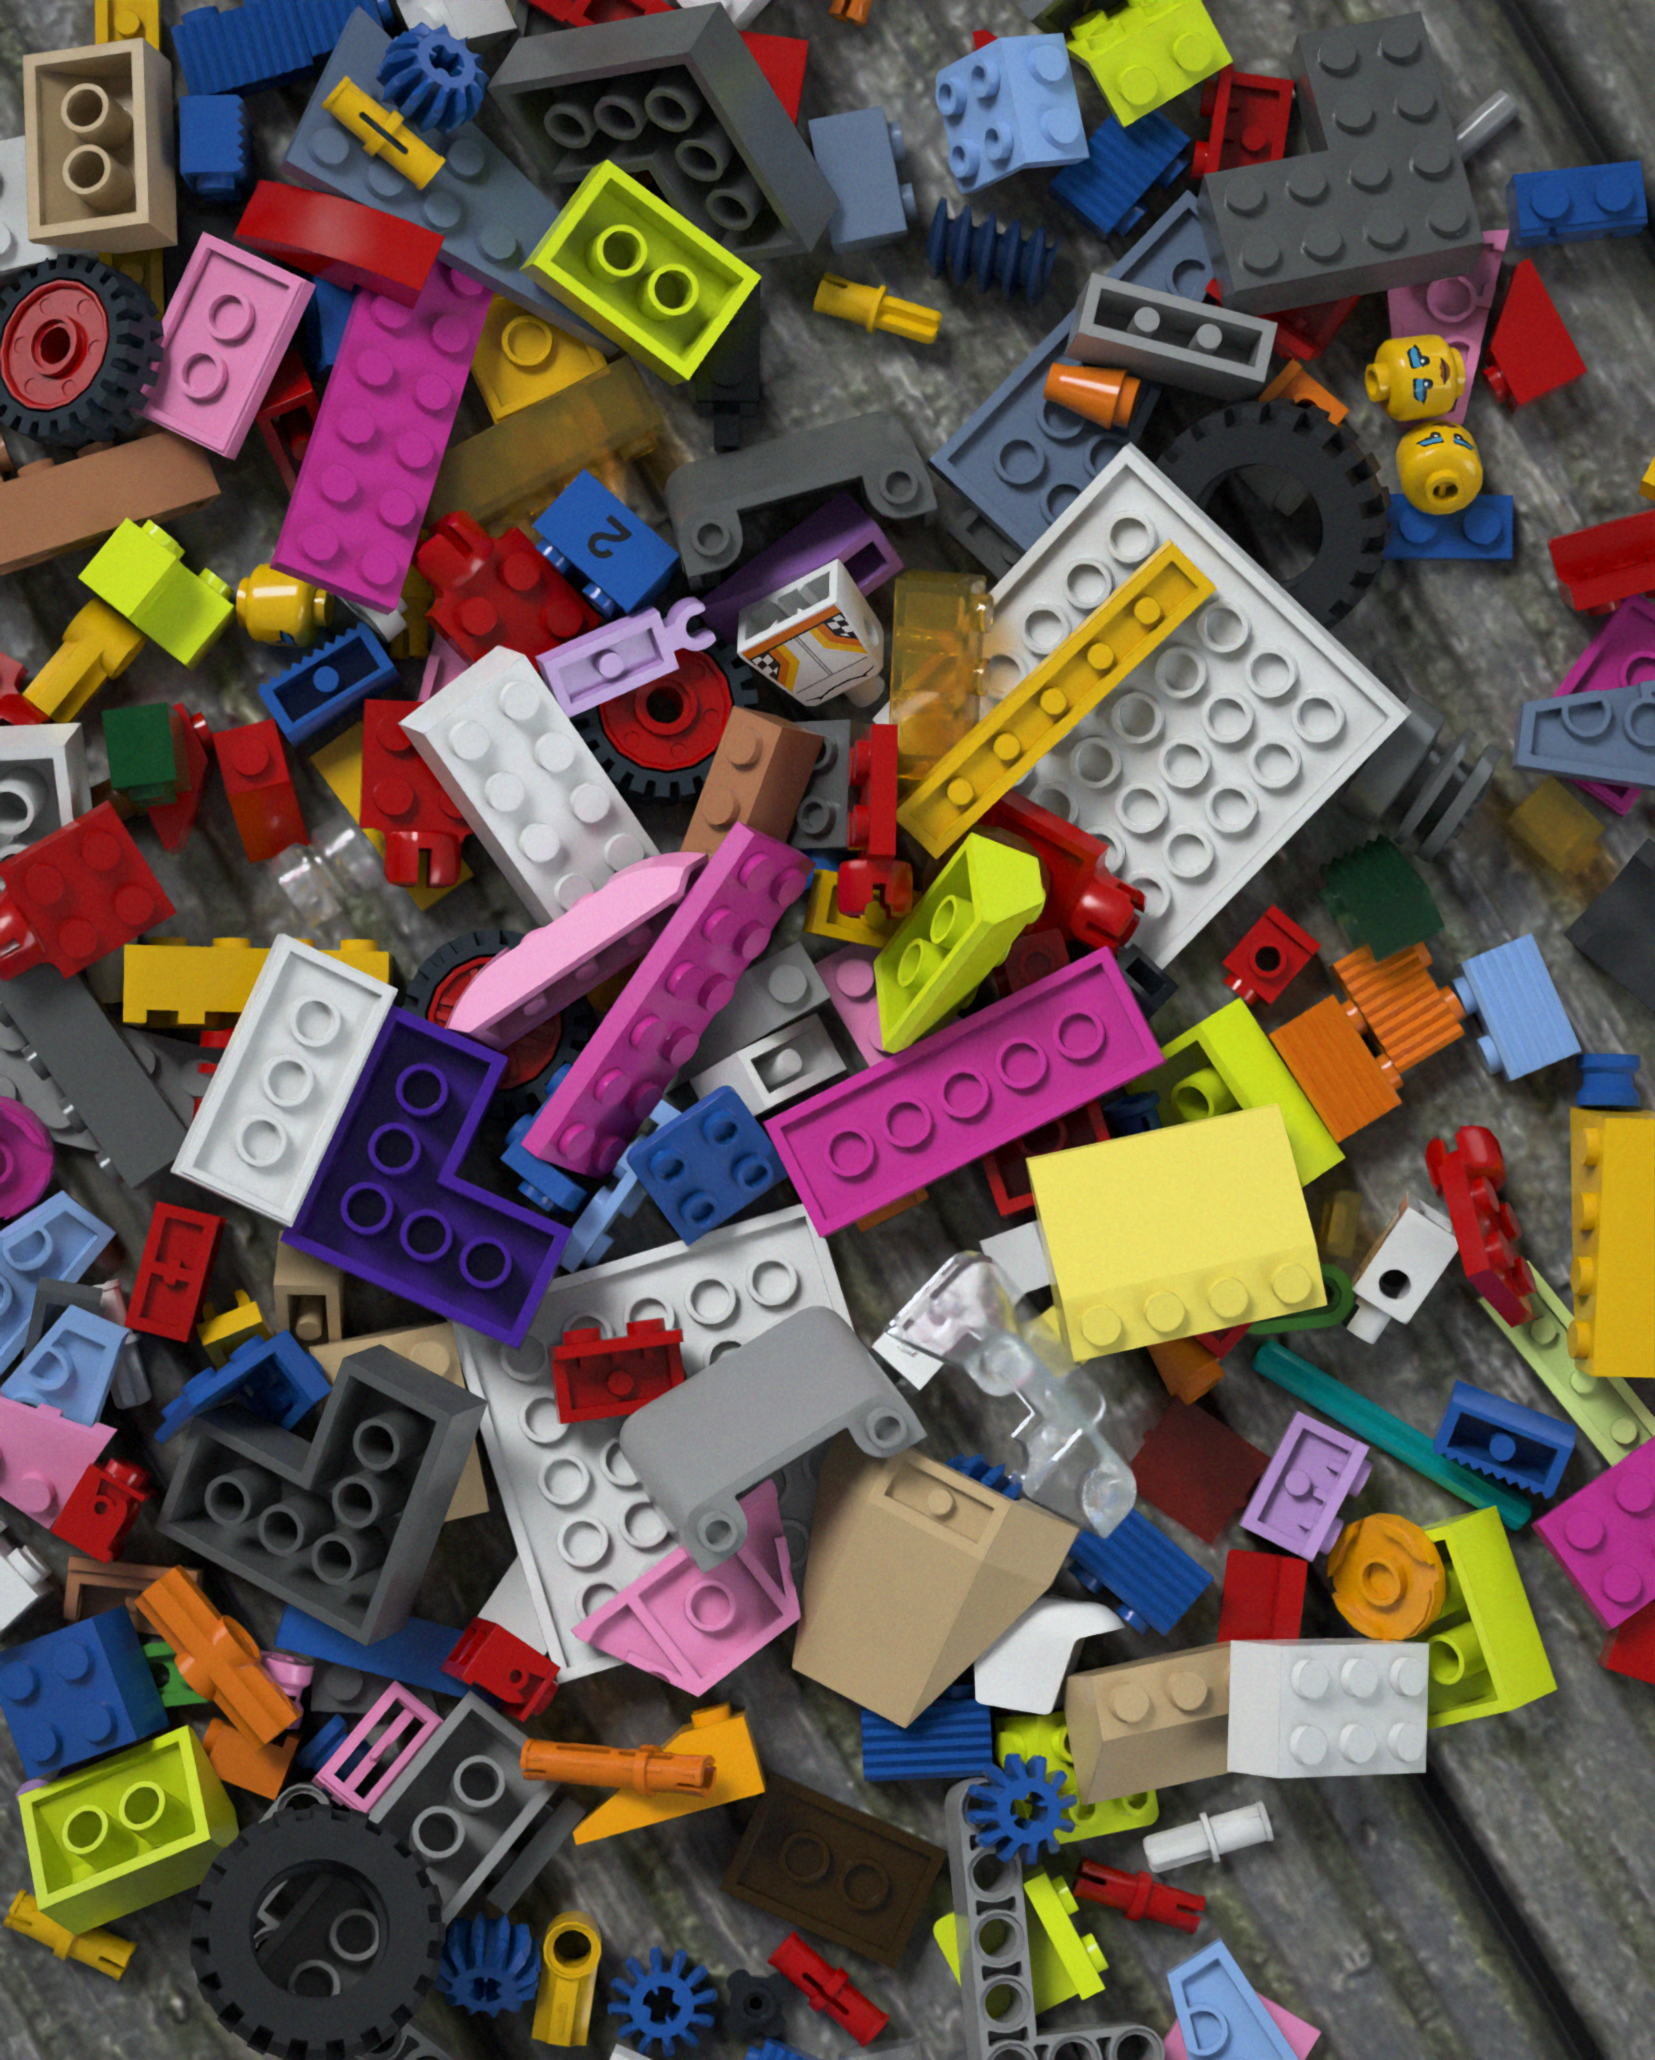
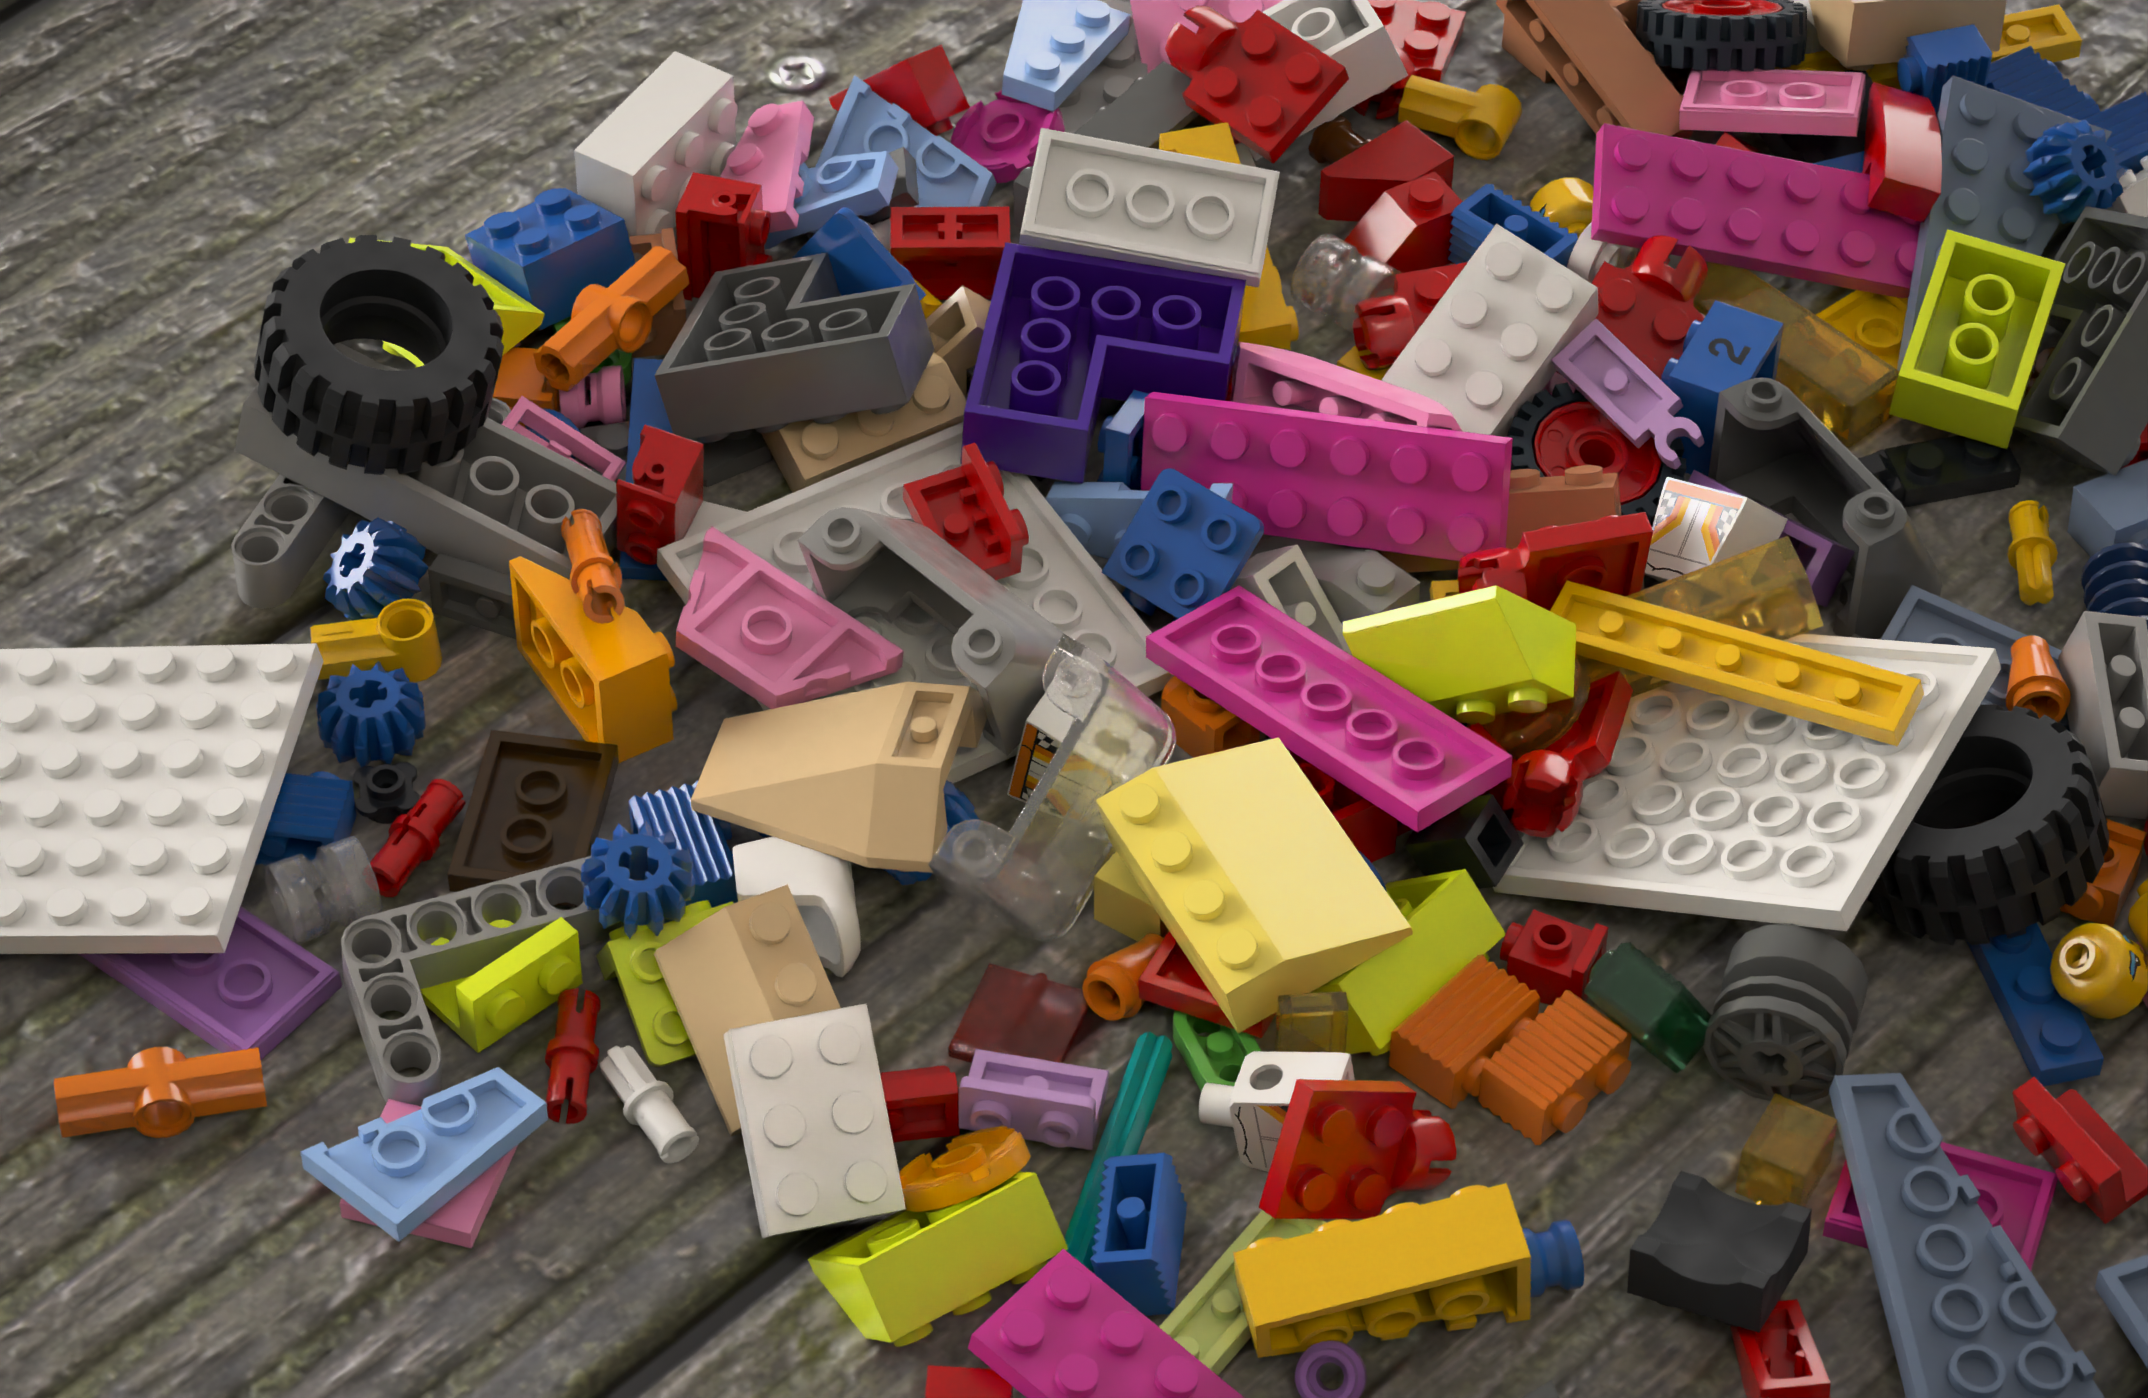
camera: 75 degrees right, 40 degrees down
(147, 753) = (1401, 104): dark green brick -> none
(151, 588) = (1546, 120): neon yellow brick -> none
(349, 101) = (2009, 135): yellow pin -> none
(1141, 1569) = (911, 978): blue brick -> none
(1515, 1009) = (1590, 1164): light blue brick -> none

